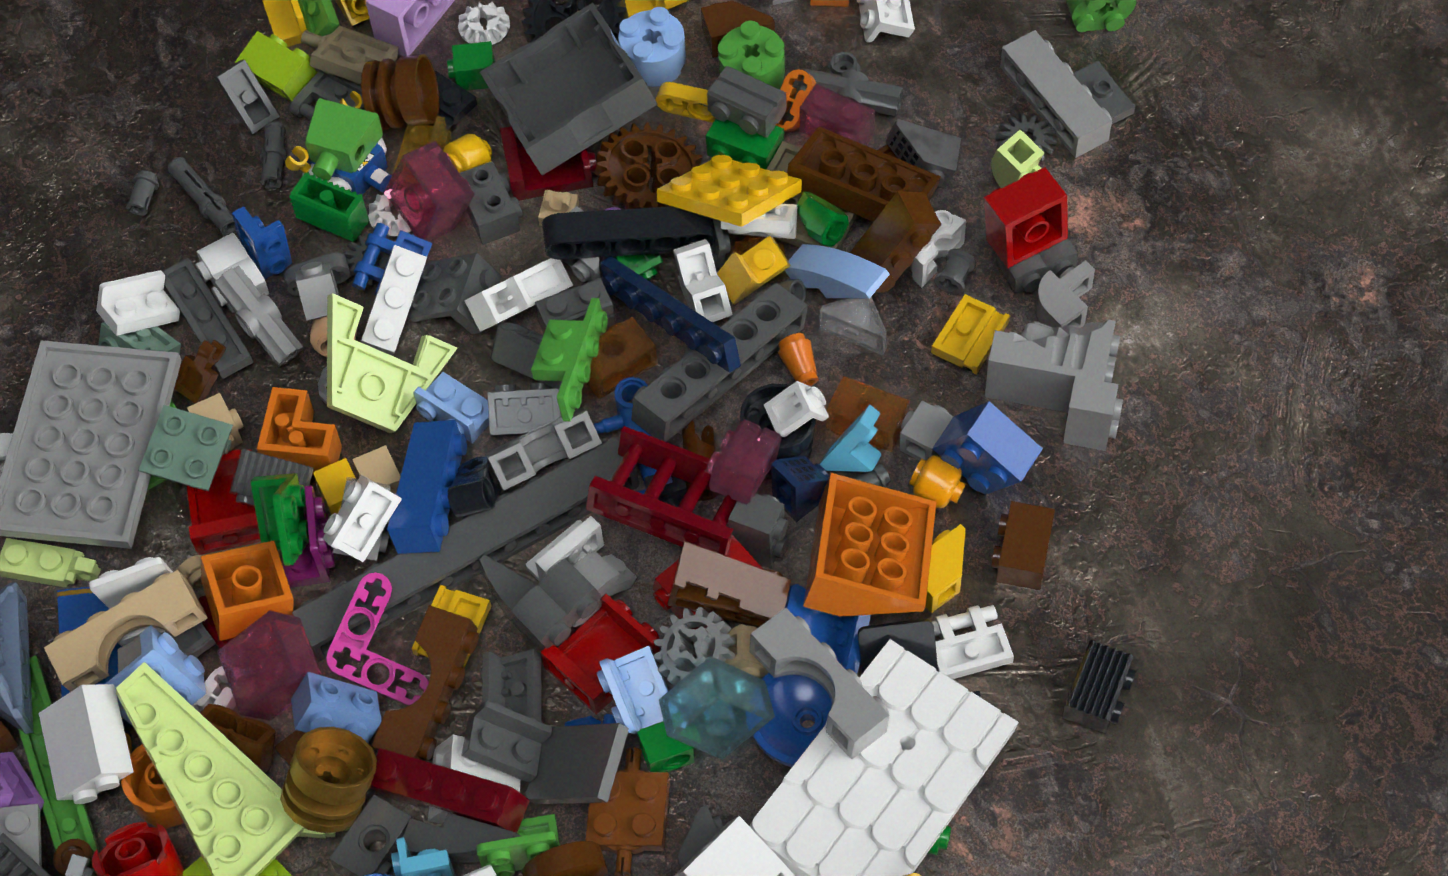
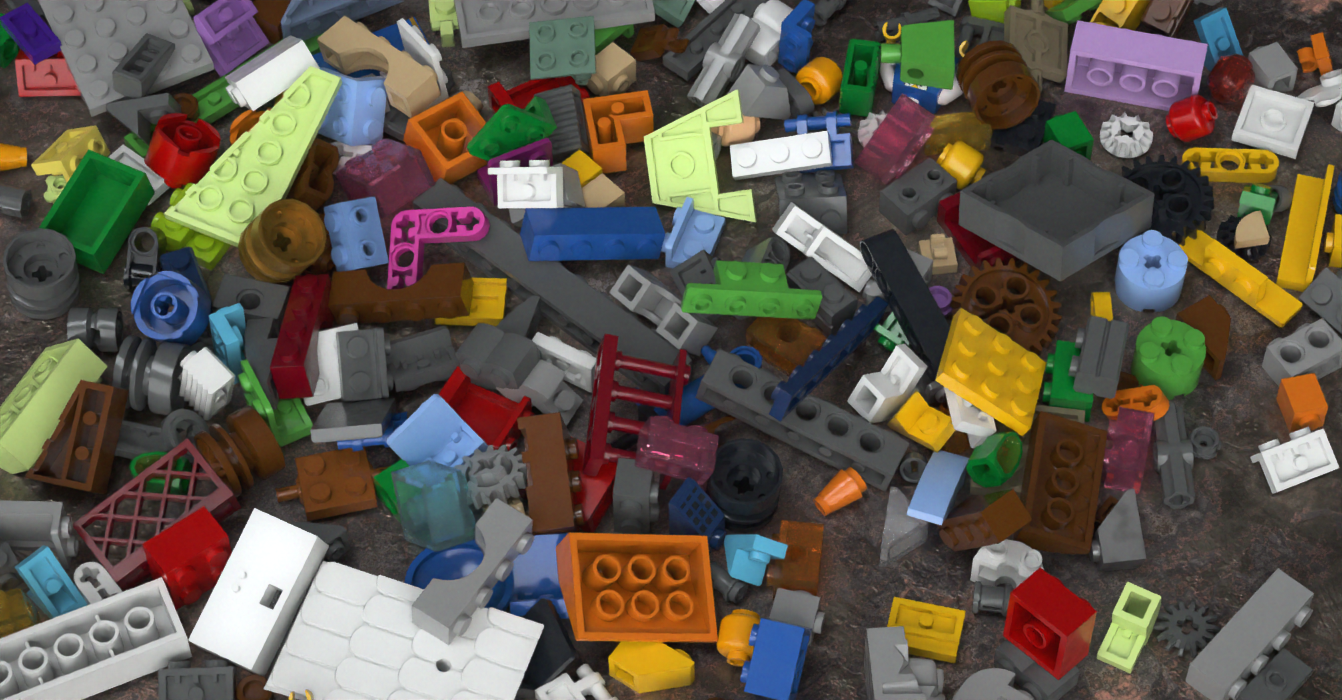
camera: 70 degrees right, 5 degrees down
(311, 240) = (821, 79): none -> light orange head
(473, 488) = (597, 266): black piece -> none
(795, 407) = (758, 482): white bracket -> none

